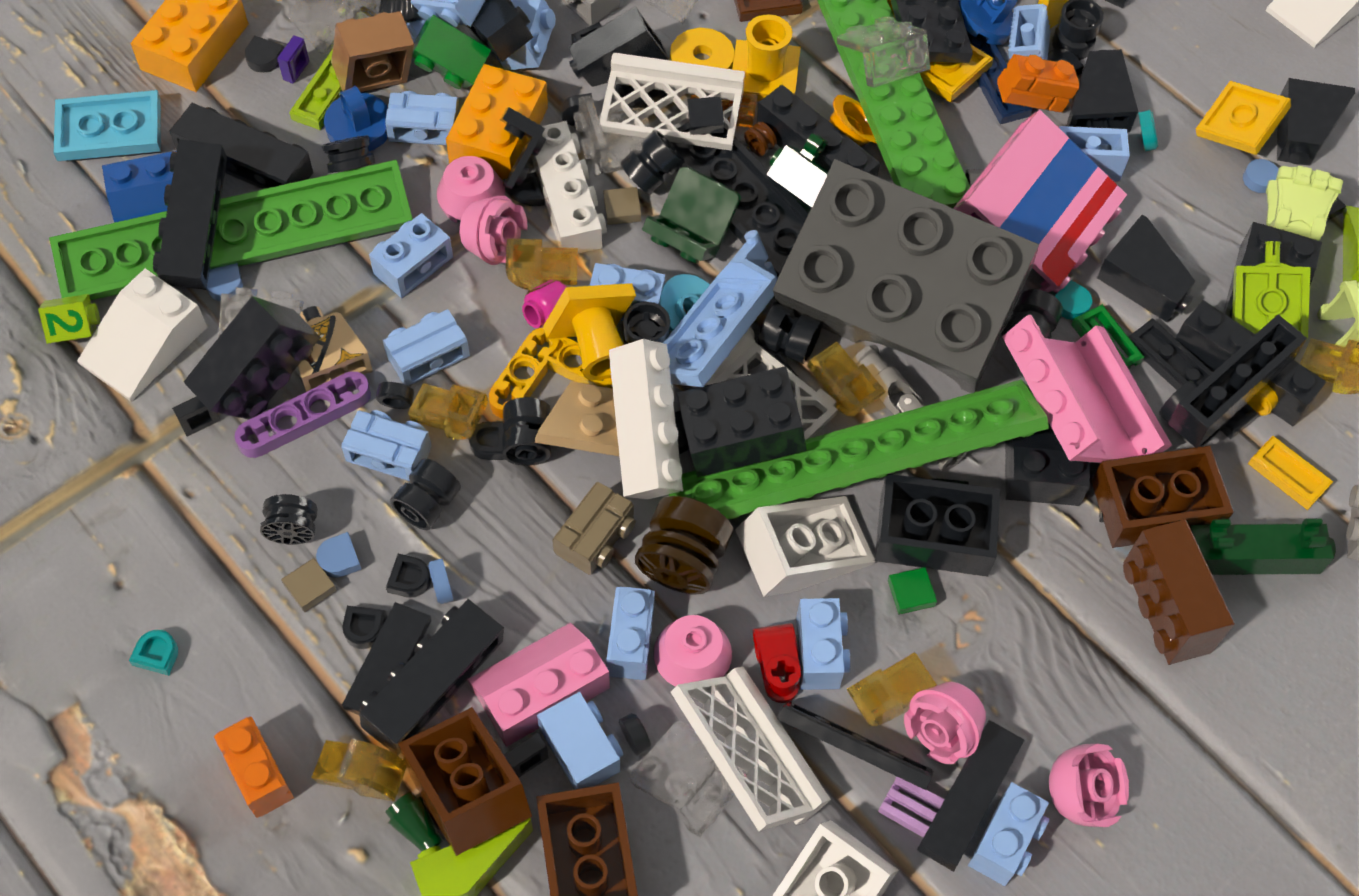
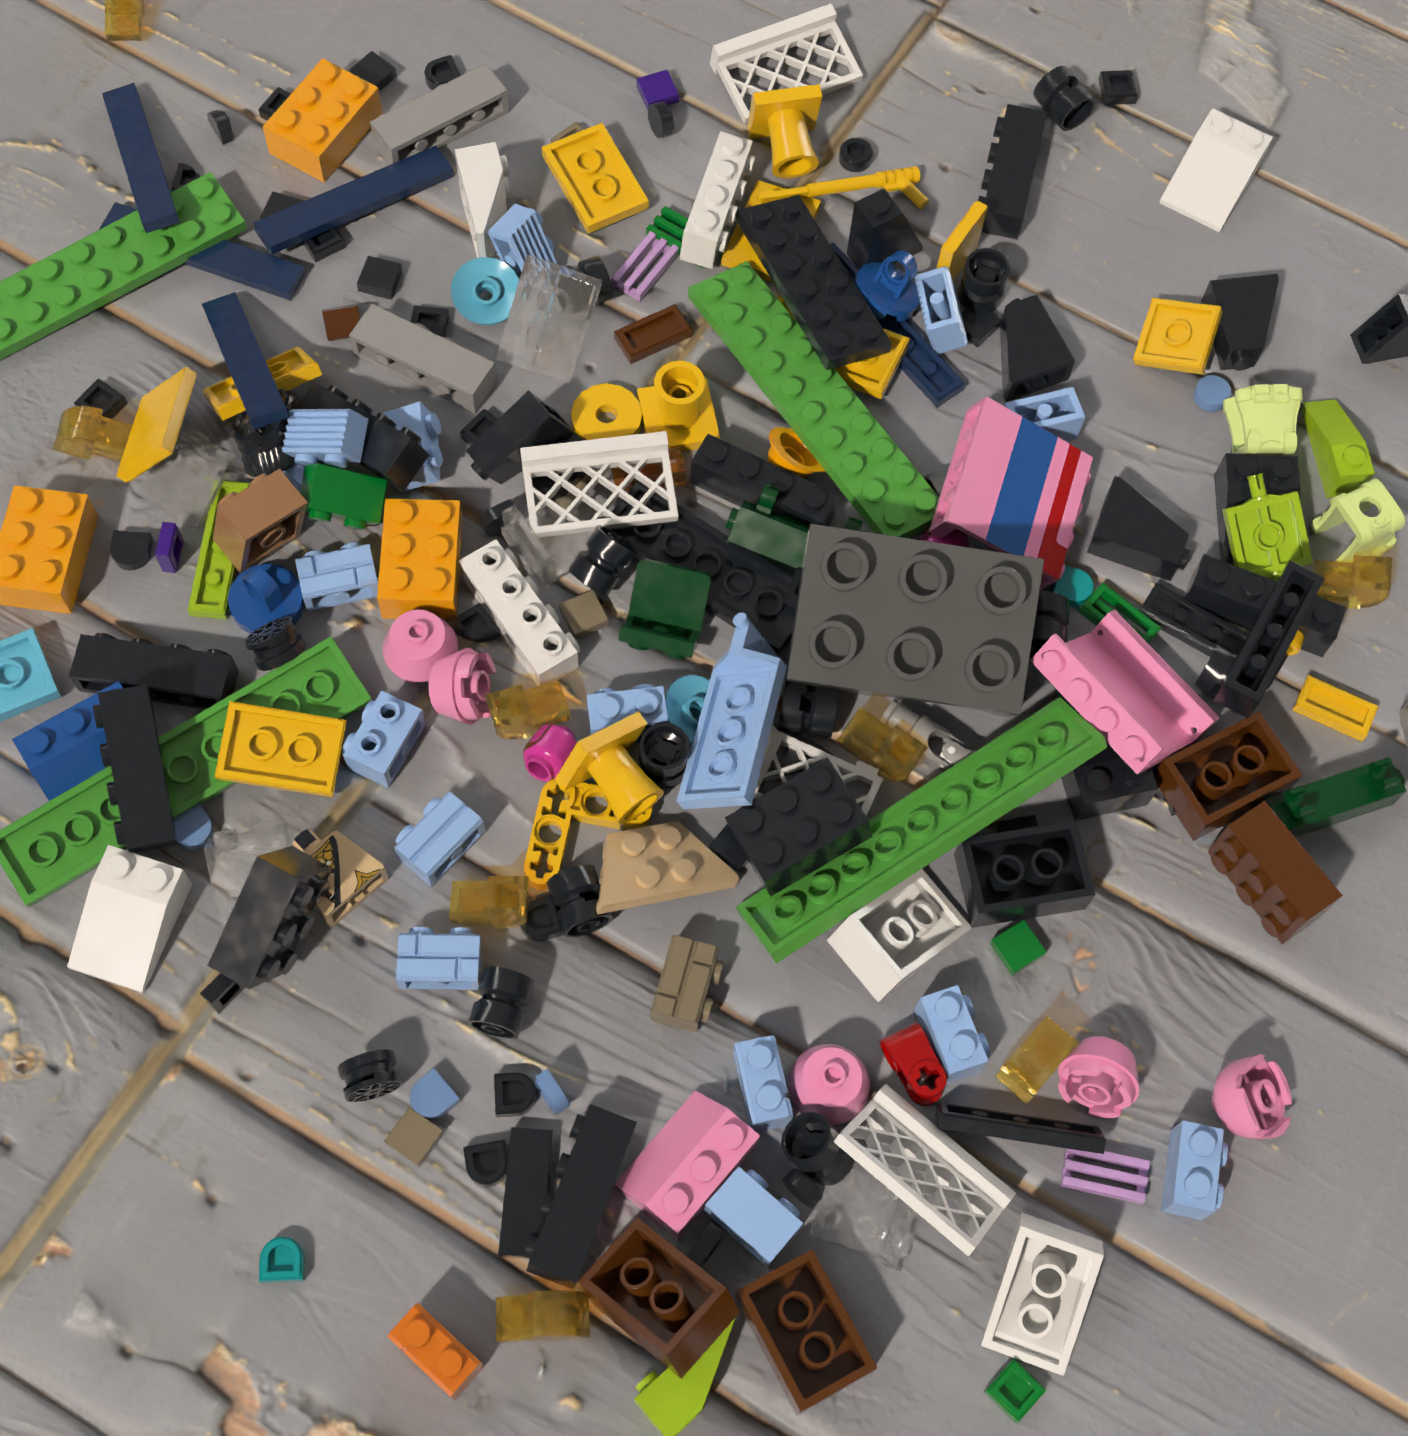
camera: 20 degrees left, 5 degrees up
(68, 318) = (43, 924): lime brick -> none
(300, 409) = (330, 947): medium lavender beam -> none
(319, 237) = (280, 749): none -> yellow tile
(395, 395) = (426, 902): black tile -> none
(414, 822) = (617, 1352): dark green cone -> none
(518, 126) = (475, 580): black bracket -> none
(645, 419) = (704, 856): white brick -> none
(651, 699) = (811, 1147): none -> black wheel
(684, 545) = (785, 976): dark brown wheel -> none
(705, 115) = (641, 492): black tile -> none
(760, 139) = (702, 497): reddish brown bush -> none
(888, 49) = (809, 362): clear bracket -> none
(970, 796) = (1145, 1146): black tile -> none
(1038, 83) = (965, 356): orange brick -> none
(1148, 130) = (1089, 377): teal tile -> none

